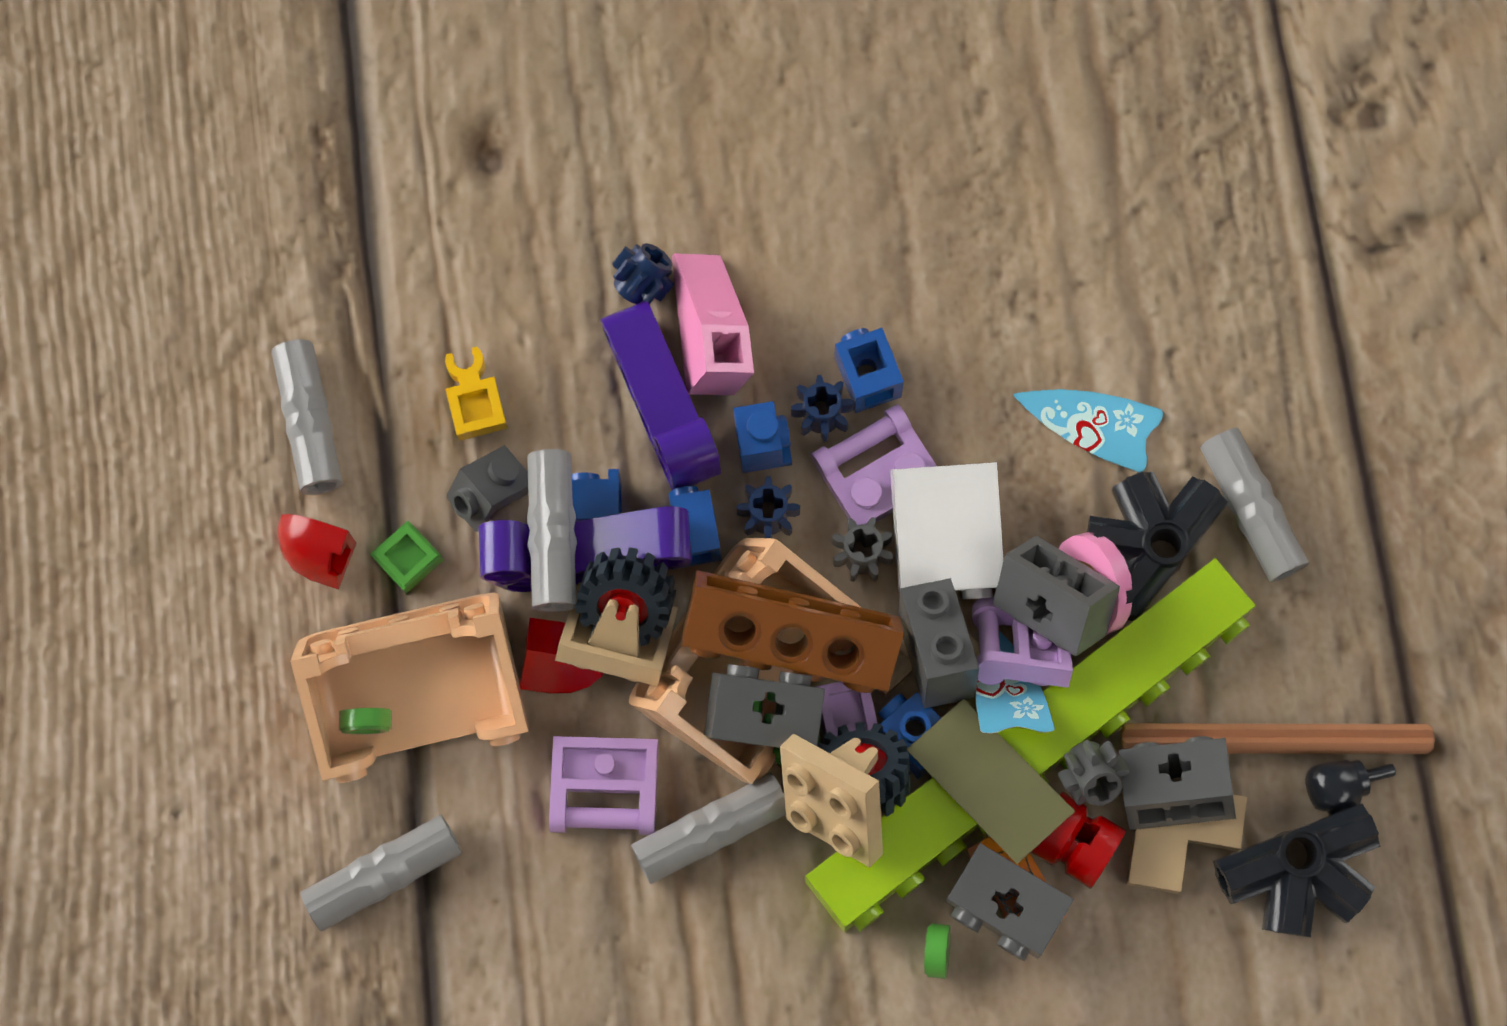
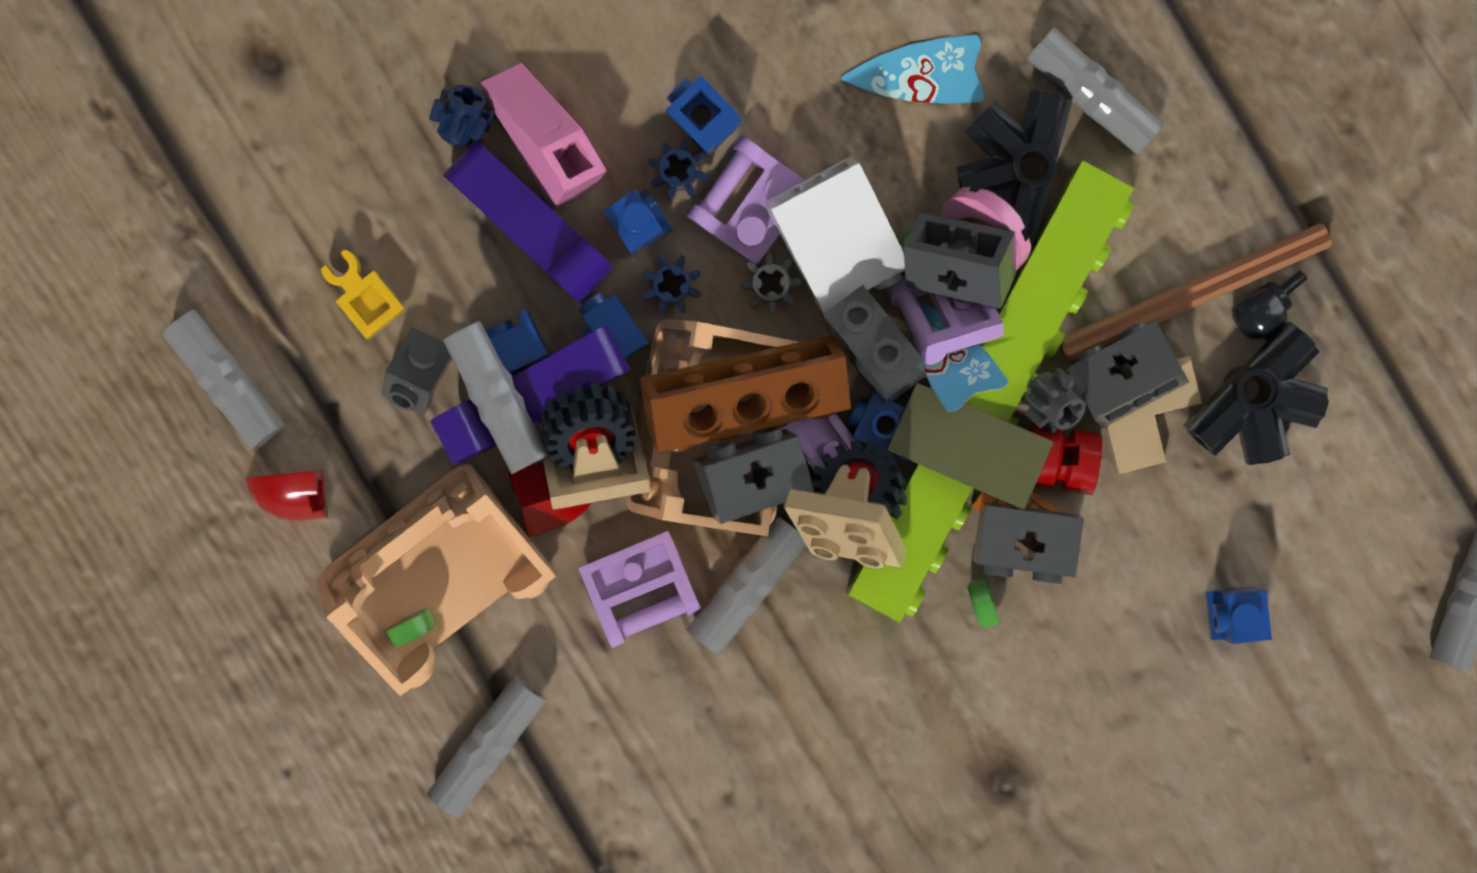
camera: 30 degrees left, 15 degrees up
(407, 557) = (374, 464): bright green tile -> none

